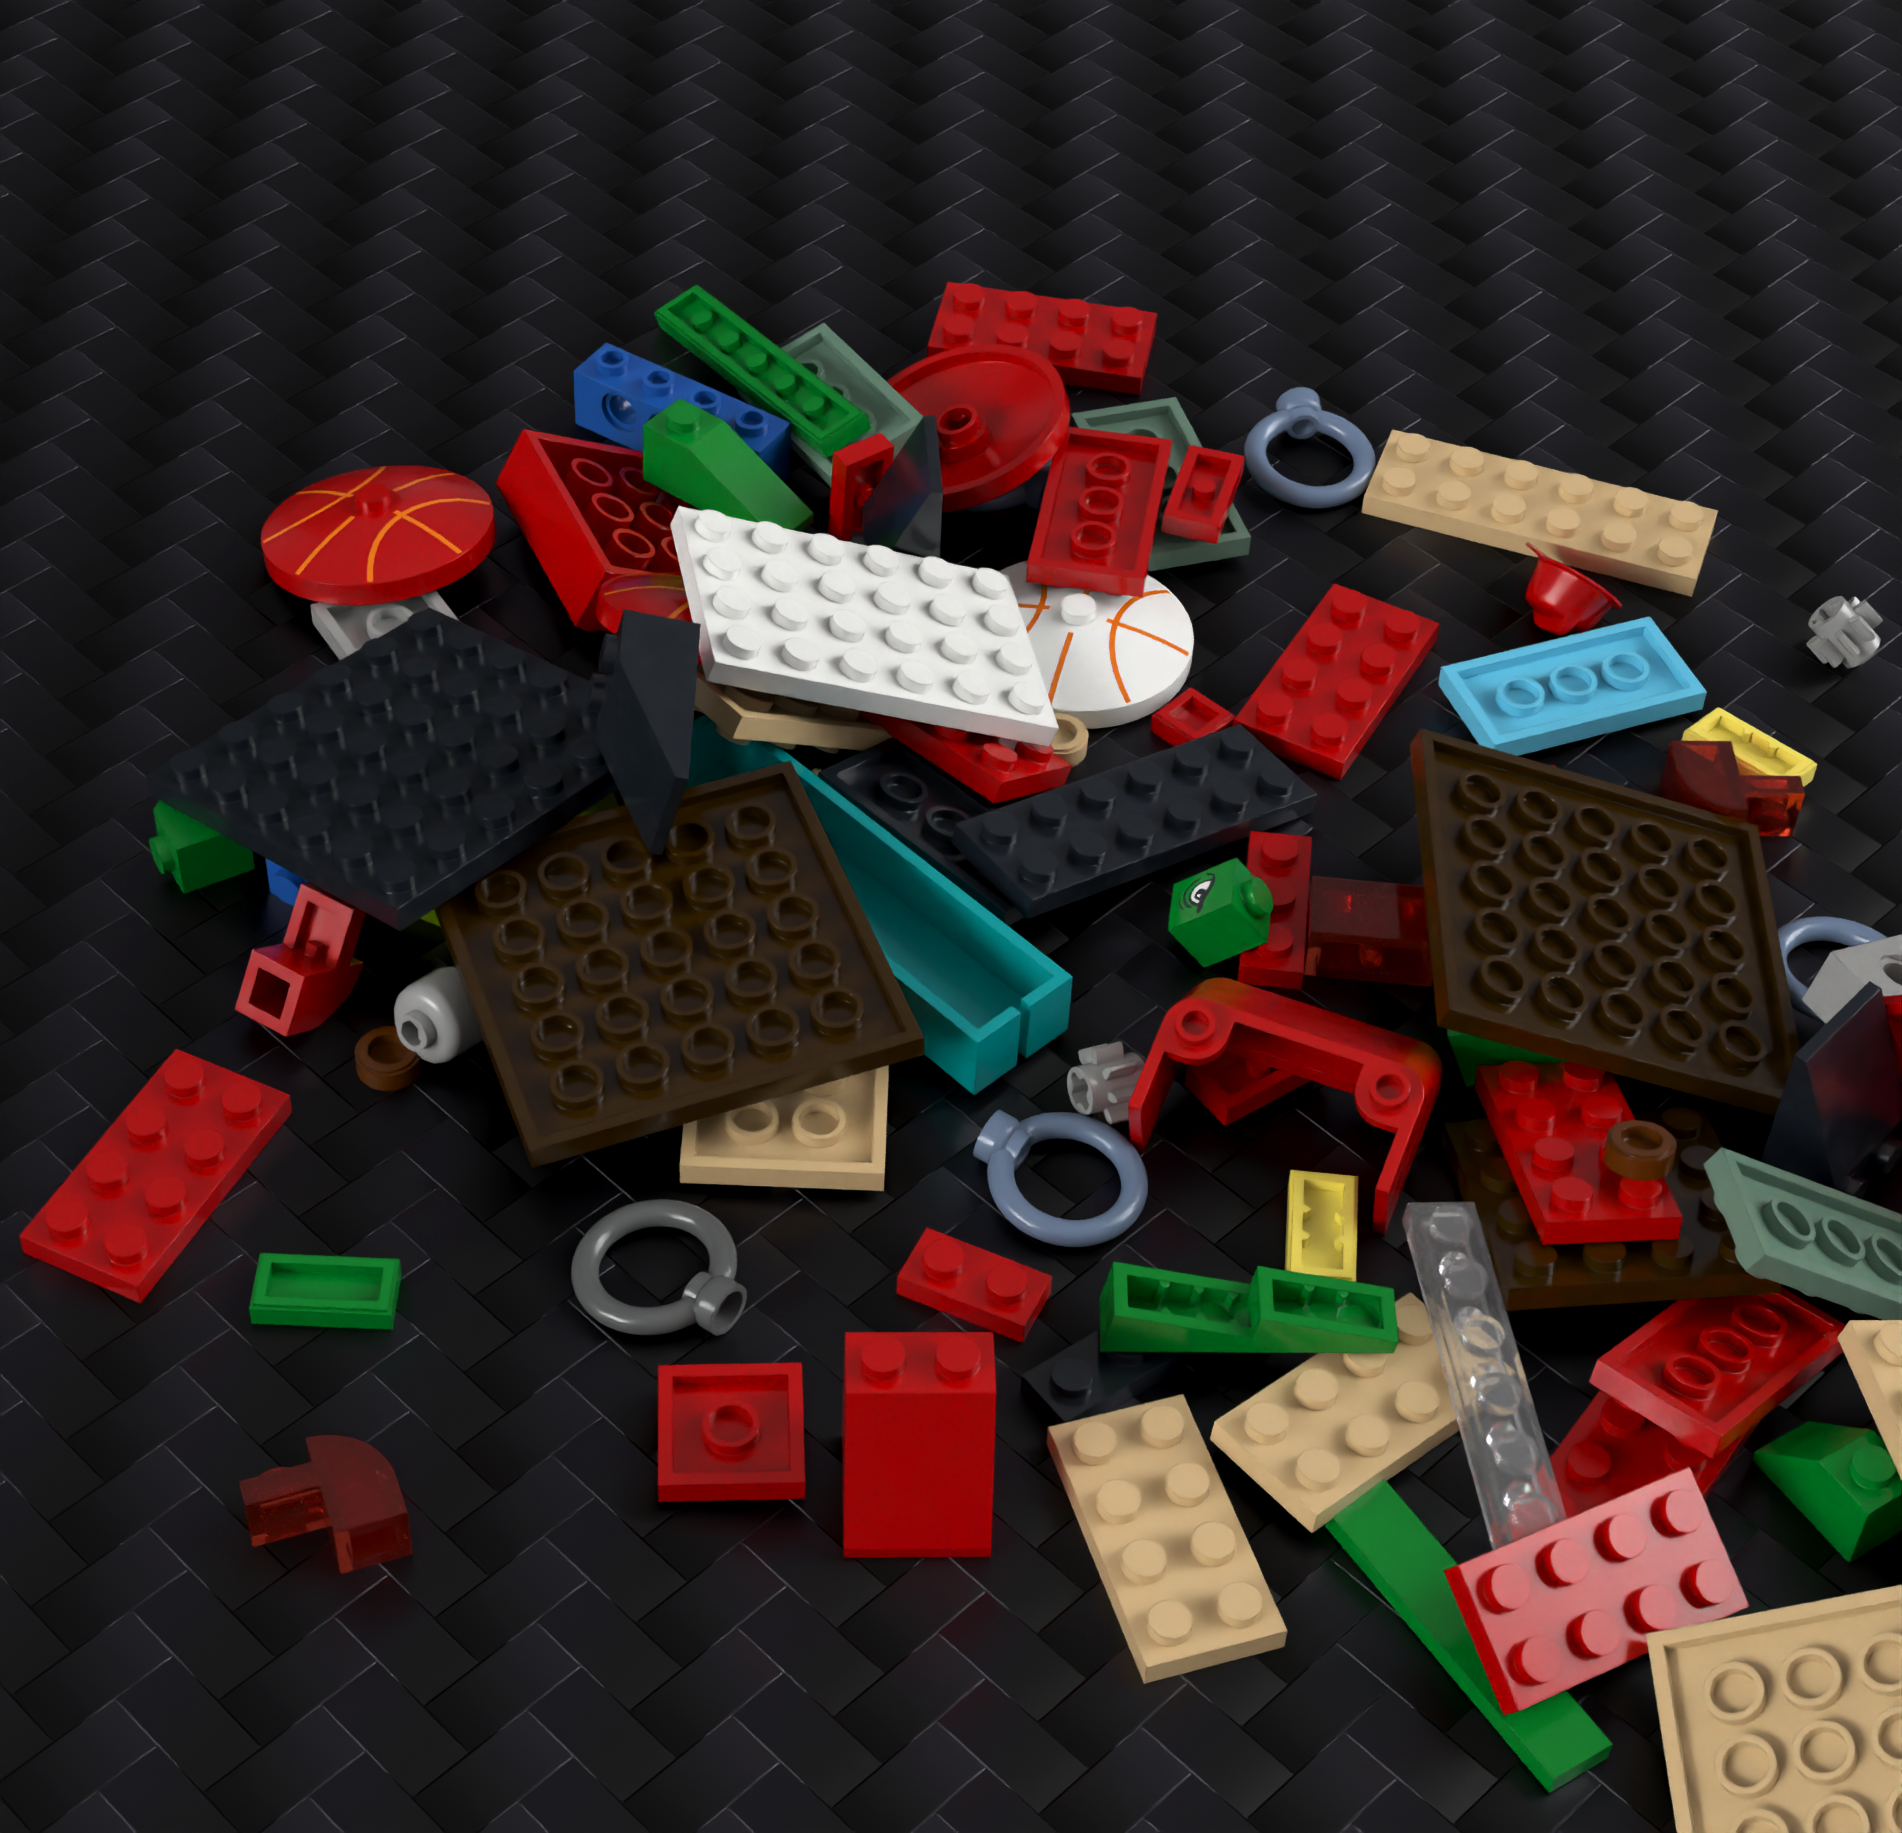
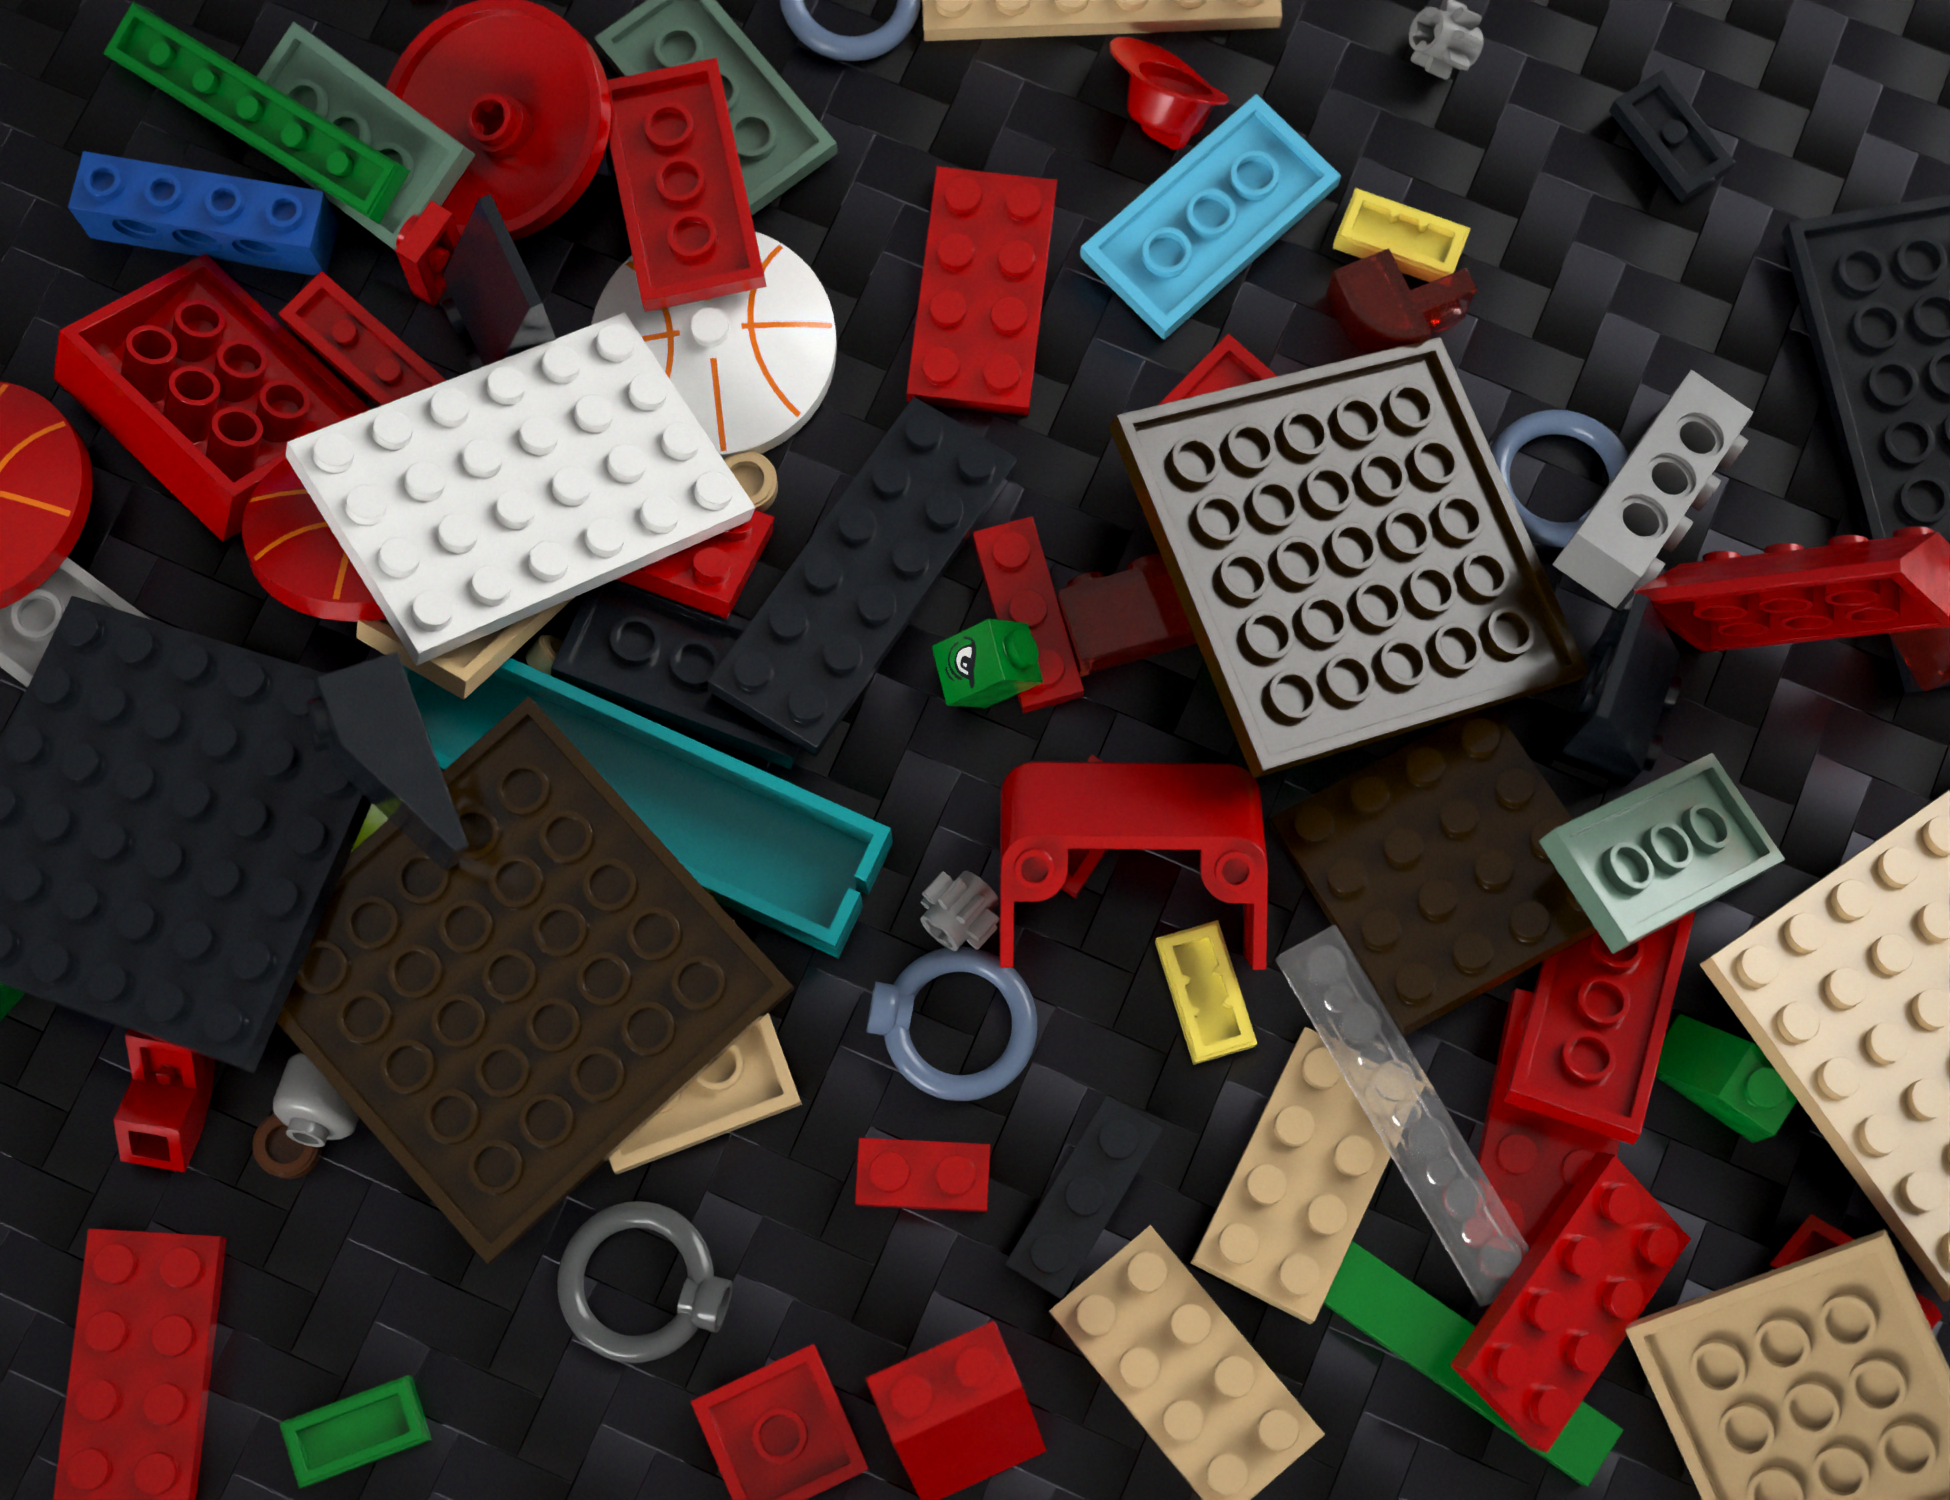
camera: 20 degrees left, 30 degrees up
(715, 470) = (285, 293): green slope -> none
(1190, 718) = (865, 405): red tile -> none
(1202, 494) = (773, 116): red plate -> none
(1273, 1314) = (1181, 1136): green slope -> none
(1554, 1139) = (1414, 844): red plate -> none
(1639, 1150) = (1475, 840): reddish brown tile -> none

